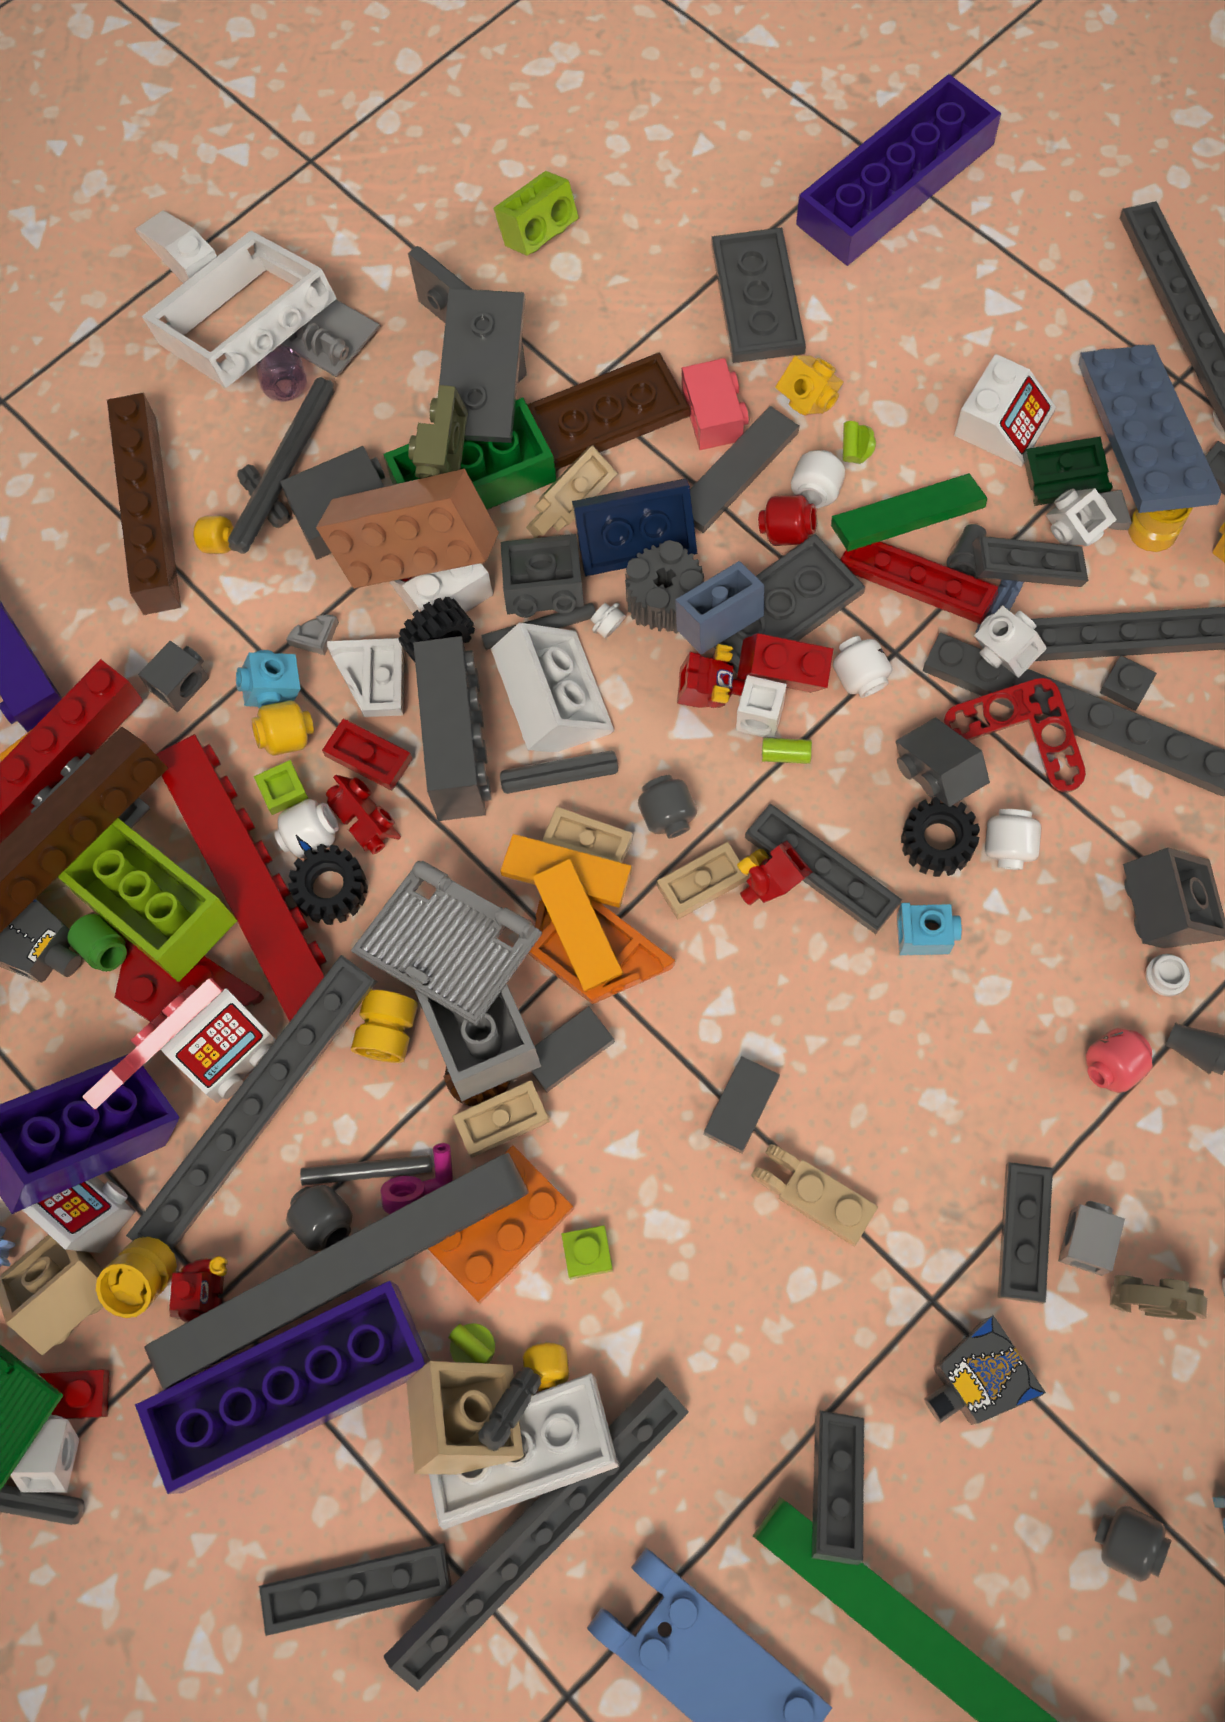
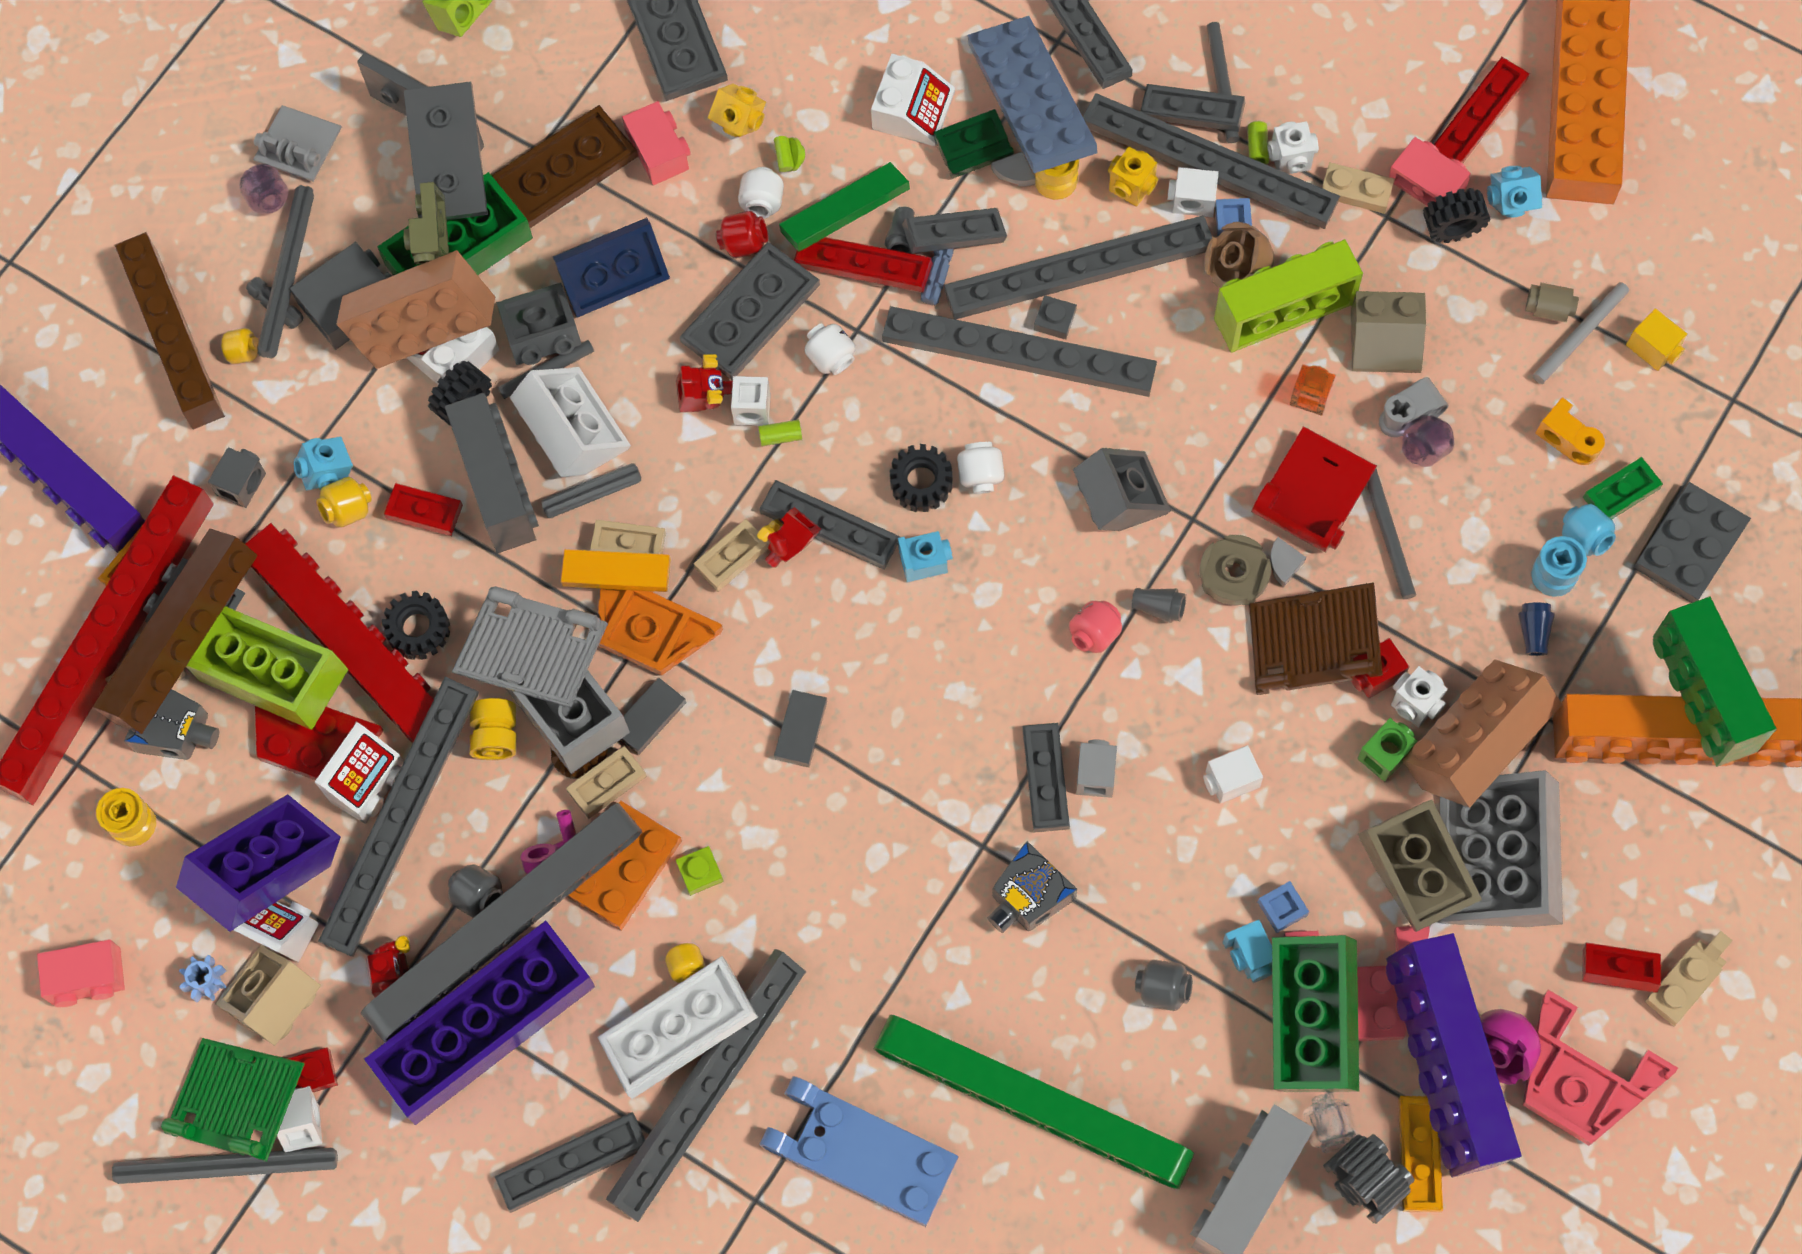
camera: 15 degrees left, 0 degrees up
(97, 943) = (231, 714): bright green brick -> none
(136, 1277) = (337, 967): yellow wheel -> none
(154, 1037) = (308, 771): wing -> none
(176, 244) = (141, 90): white slope -> none
(219, 283) = (183, 117): white window -> none
(281, 787) = (355, 553): lime plate -> none
(306, 827) = (386, 581): white head -> none
(314, 634) = (350, 416): light grey tile -> none
(366, 1170) = (504, 847): dark grey bar -> none
(372, 673) = (410, 439): white wing -> none
(373, 822) = (441, 565): red hinge -> none
(448, 1411) = (627, 1010): tan slope -> none
(472, 1344) = (622, 961): lime plate -> none
(509, 1409) = (663, 993): dark grey axle -> none
(577, 925) = (635, 612): light orange tile -> none
(581, 480) = (551, 239): tan hinge -> none
(607, 619) = (604, 352): white plate -> none
(657, 580) = (647, 314): dark grey brick -> none
(667, 806) = (689, 500): dark grey head -> none
(720, 607) = (698, 323): sand blue brick -> none
(740, 466) = (691, 194): dark grey tile -> none
(786, 661) = (764, 358): red brick -> none
(818, 1196) = (875, 786): tan hinge -> none
(838, 1488) = (932, 996): dark grey tile -> none
(942, 762) = (909, 416): dark grey brick -> none
(1009, 641) = (946, 303): white brick -> none
(1024, 712) = (971, 360): red beam -> none
(1080, 517) = (999, 183): white brick -> none
(1167, 975) = (1125, 551): white plate -> none
(1169, 1300) = (1155, 799): dark tan plate -> none

